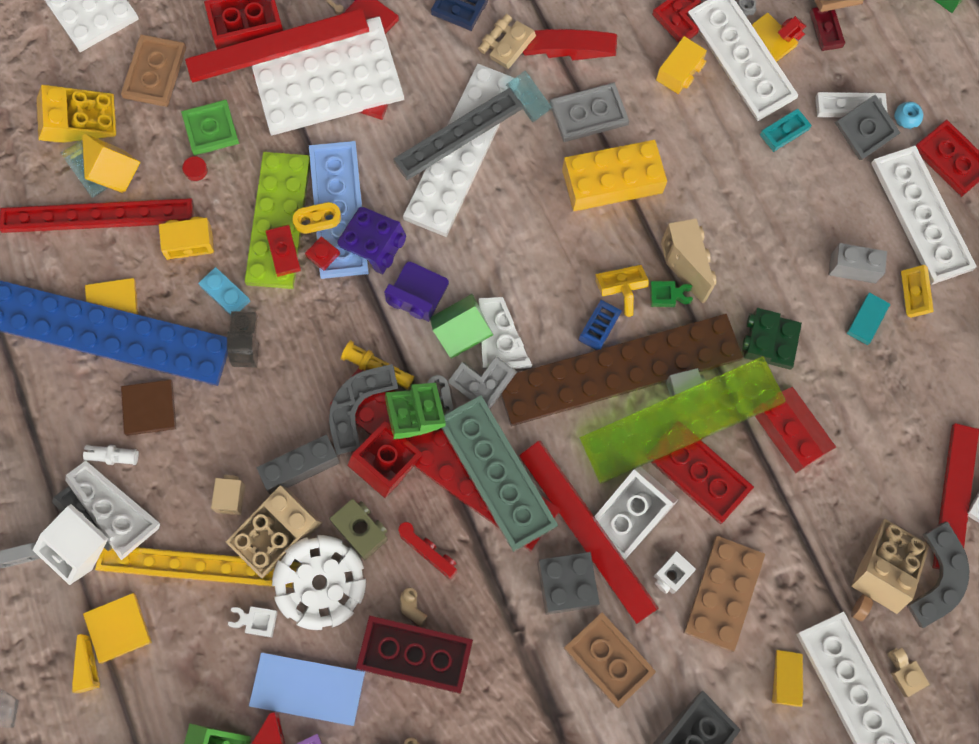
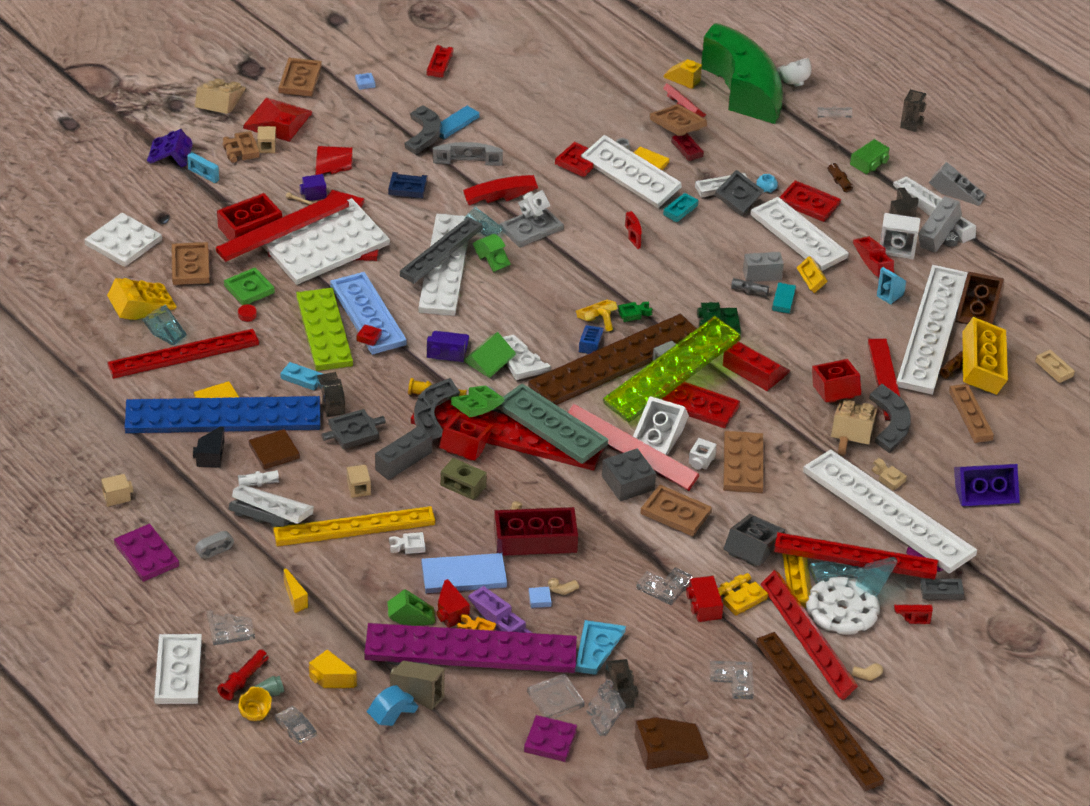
camera: 15 degrees left, 30 degrees down
(69, 390) = (210, 449): none -> black slope
(70, 545) = (256, 522): white slope -> none
(107, 164) = (185, 313): yellow slope -> none
(117, 628) = (309, 569): yellow tile -> none
(186, 238) = (260, 349): yellow brick -> none
(253, 403) = (353, 428): none -> dark grey plate
(272, 530) = (403, 487): tan slope -> none
(283, 250) = (339, 339): red plate -> none
(316, 215) = (356, 315): yellow plate -> none
(325, 597) = (455, 524): white plate -> none
(373, 238) = (403, 317): dark purple bracket -> none
(427, 550) = (519, 480): red plate -> none
(488, 385) = (527, 375): light grey plate -> none
(511, 45) = (457, 197): tan plate -> none
(524, 147) = (492, 249): none -> bright green brick
(598, 86) = (533, 204): none -> white brick
(614, 175) = (565, 254): yellow brick -> none
(681, 65) = (589, 186): yellow brick -> none
(688, 257) = (639, 283): tan slope -> none
(714, 156) = (633, 226): none -> red slope
(788, 679) = (807, 497): yellow slope -> none
(792, 29) = (661, 148): red plate -> none
(830, 290) = (750, 287): none -> flat silver pin
(890, 497) = (836, 380): none -> red brick

